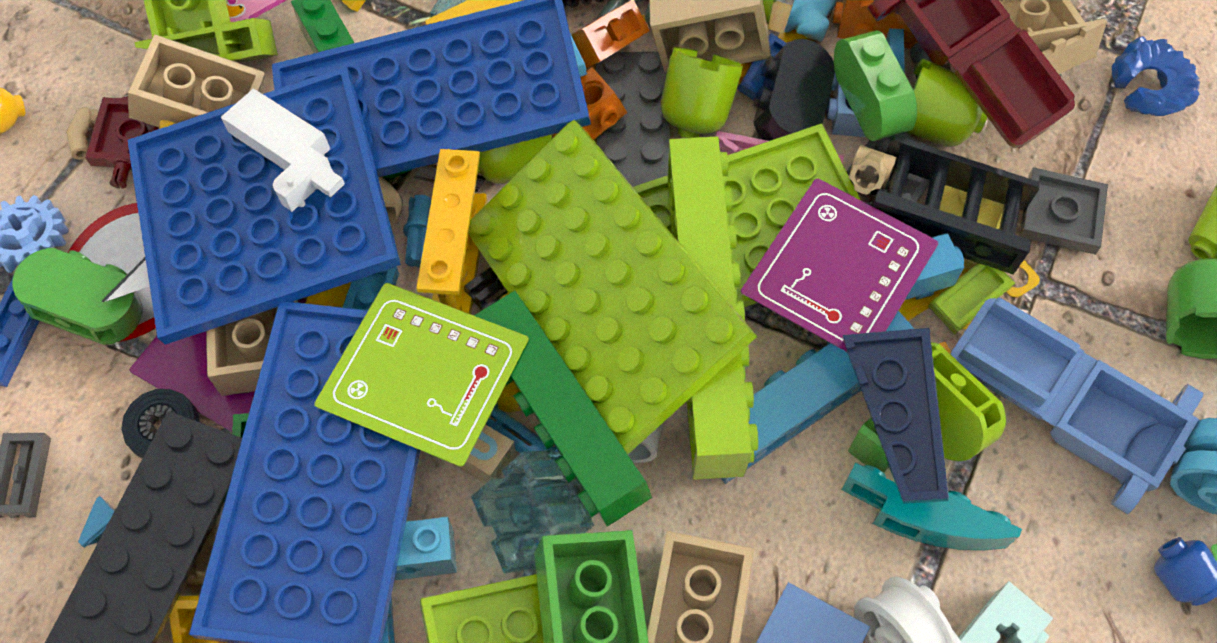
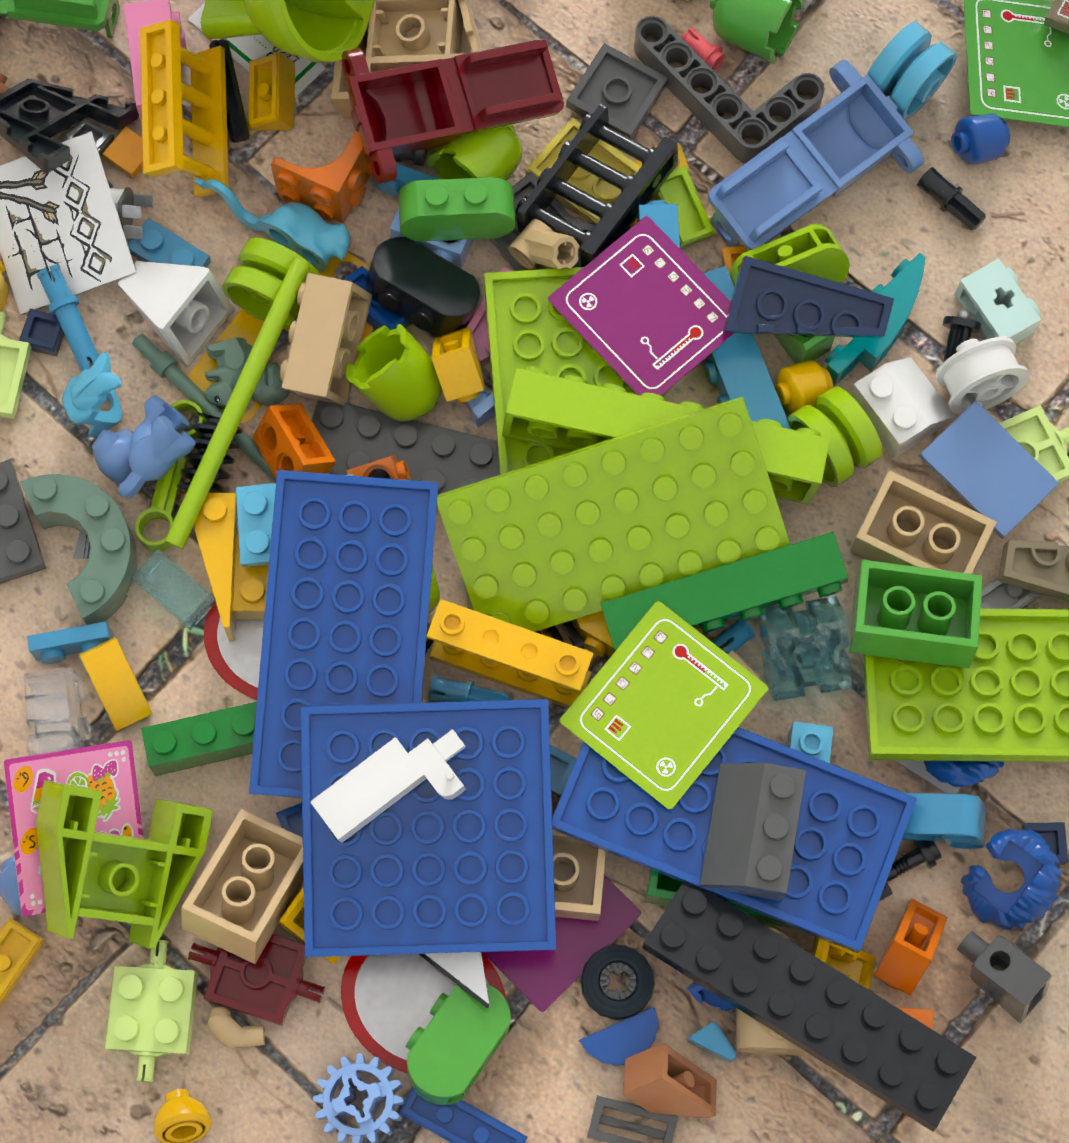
camera: 75 degrees left, 10 degrees up
(53, 495) = (669, 1084): none -> nougat slope
(90, 70) = (151, 1011): none -> yellowish green plate
(103, 445) = (622, 1039): none -> blue tile
(297, 488) = (753, 829): none -> dark grey slope
(728, 123) = (458, 365): none -> yellow slope
(771, 483) = (849, 429): none -> lime wheel
(824, 450) = (802, 384): none -> yellow head
(844, 556) = (901, 405): none -> white slope
(956, 602) = (960, 331): none -> black piece
(1103, 558) = (951, 199): none -> black axle
(1114, 265) = (720, 96): none -> dark grey beam
(1144, 280) = (709, 53): none -> coral pin

